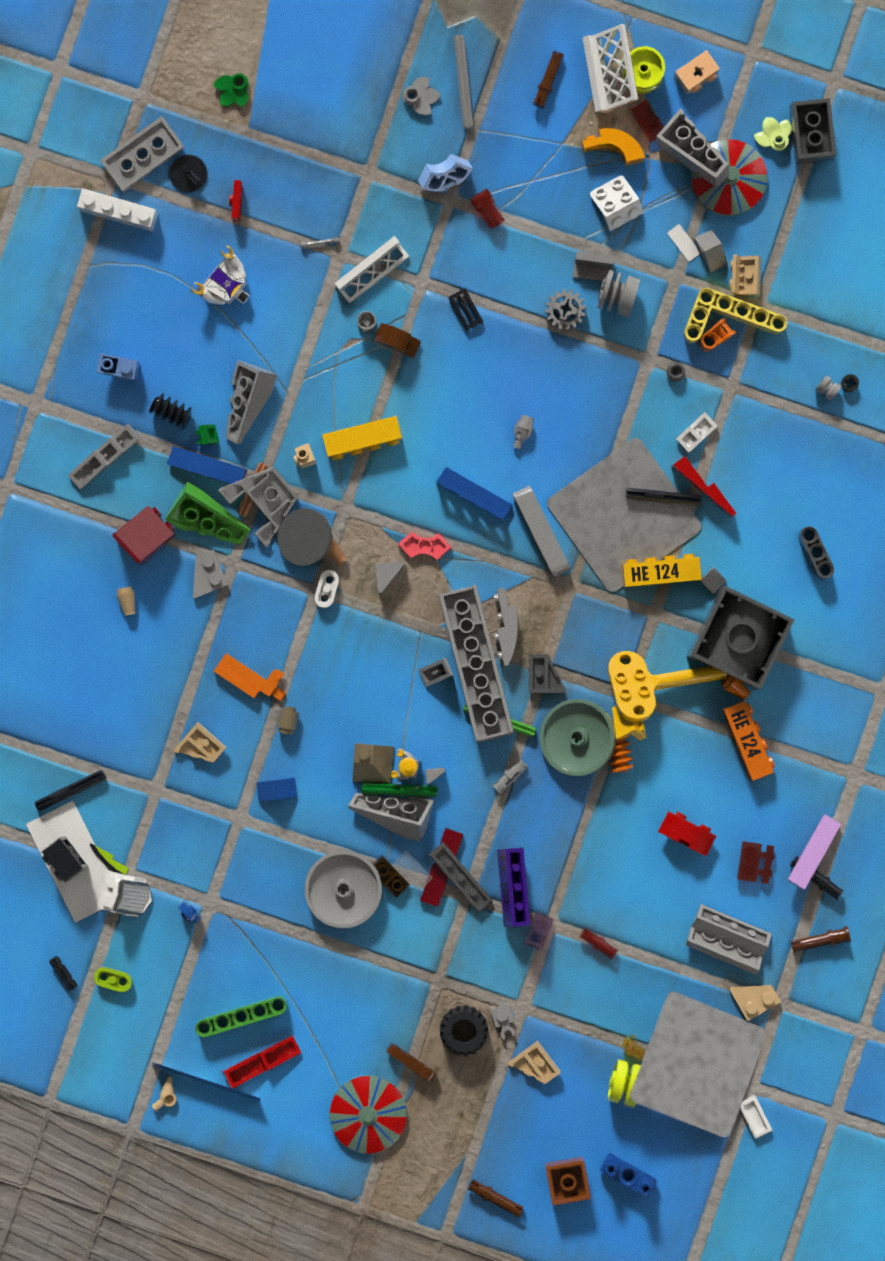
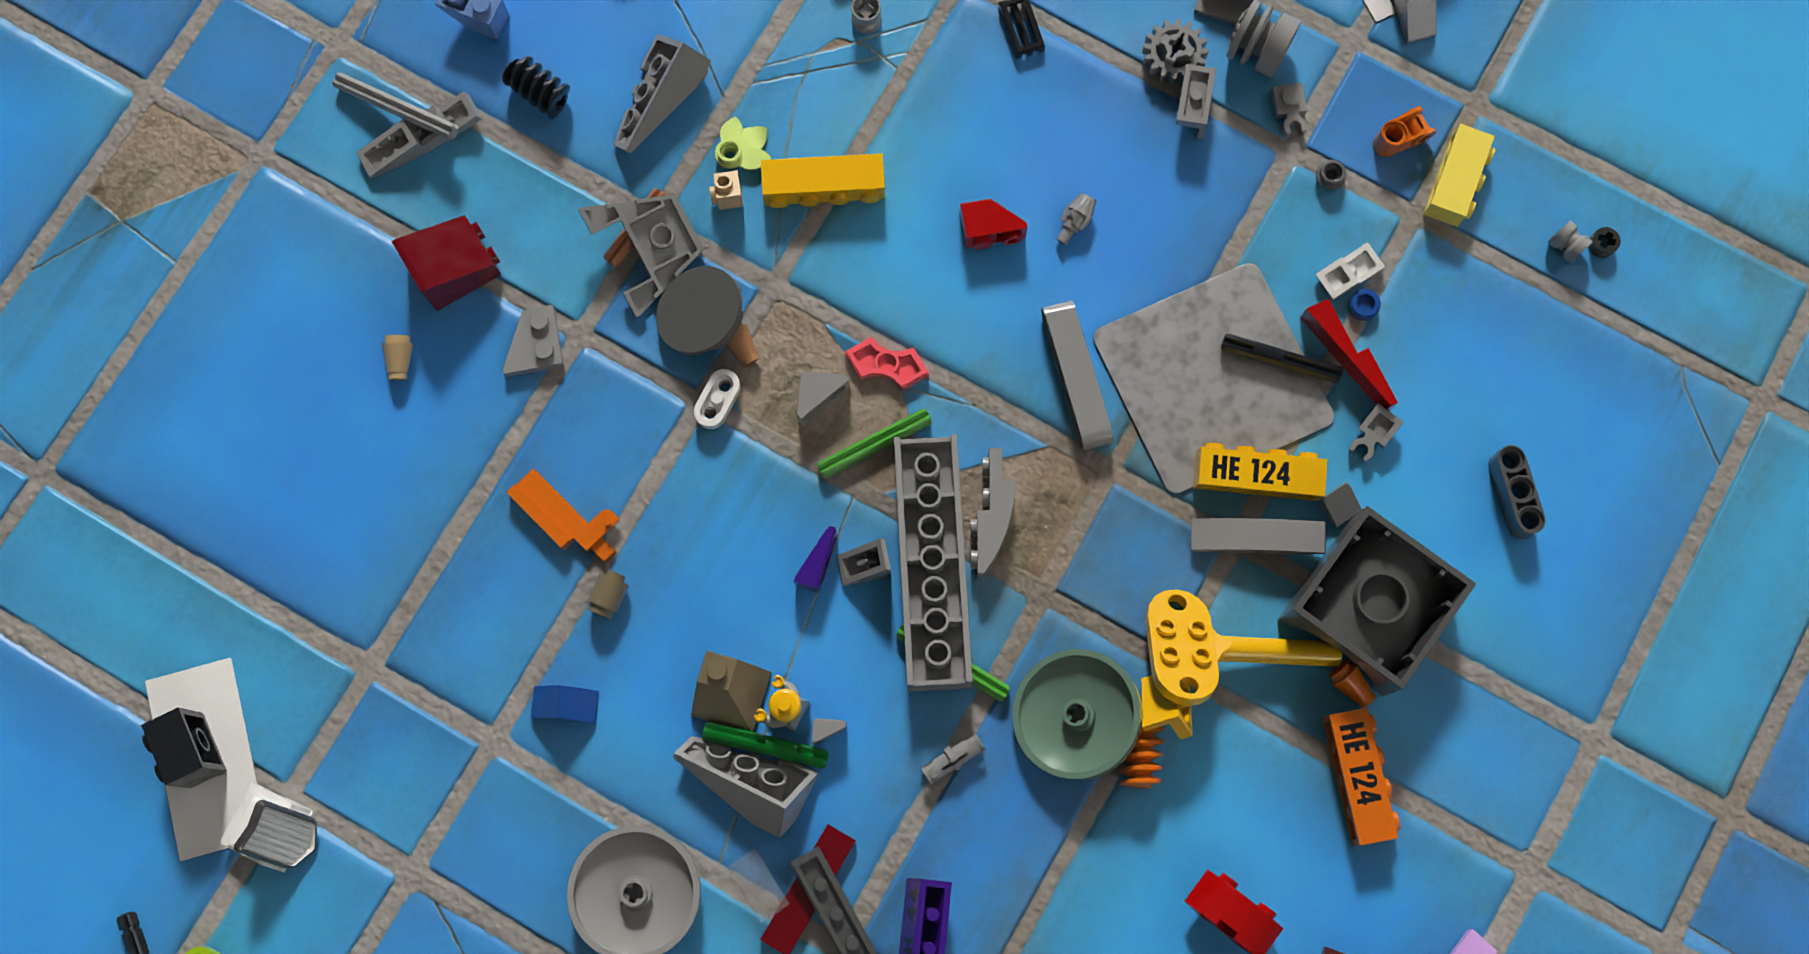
camera: 10 degrees right, 10 degrees down
(70, 790) = (229, 639): black axle -> none
(86, 442) = (395, 106): none -> light grey axle
(107, 859) = (260, 765): sticker -> none
(189, 912) = (369, 881): blue wheel -> none
(201, 744) = (458, 605): tan wing -> none
(202, 514) = (547, 247): bright green wedge -> none
(205, 466) = (569, 176): blue slope -> none
(208, 434) = (585, 132): green tile -> none
(309, 422) = (745, 143): none -> yellowish green plate
(390, 876) = (719, 889): dark brown slope -> none
(397, 339) = (907, 43): reddish brown brick -> none
(407, 680) = (815, 566): none -> dark purple slope
(428, 596) = (874, 443): none -> bright green axle
(470, 445) = (990, 223): none -> red slope
(474, 494) = (980, 299): blue fence -> none
(543, 675) = (1038, 603): dark grey wing -> none
(583, 340) = (1196, 97): none -> light grey panel
(643, 329) = (1290, 104): none -> light grey plate
(666, 610) = (1258, 536): none -> light grey slope
(708, 451) = (1364, 304): none -> blue tile
(728, 529) = (1378, 429): none -> light grey plate
(731, 312) = (1432, 103): light yellow beam -> none
(745, 275) = (1463, 52): tan bracket -> none
(755, 358) = (1460, 175): none -> light yellow brick

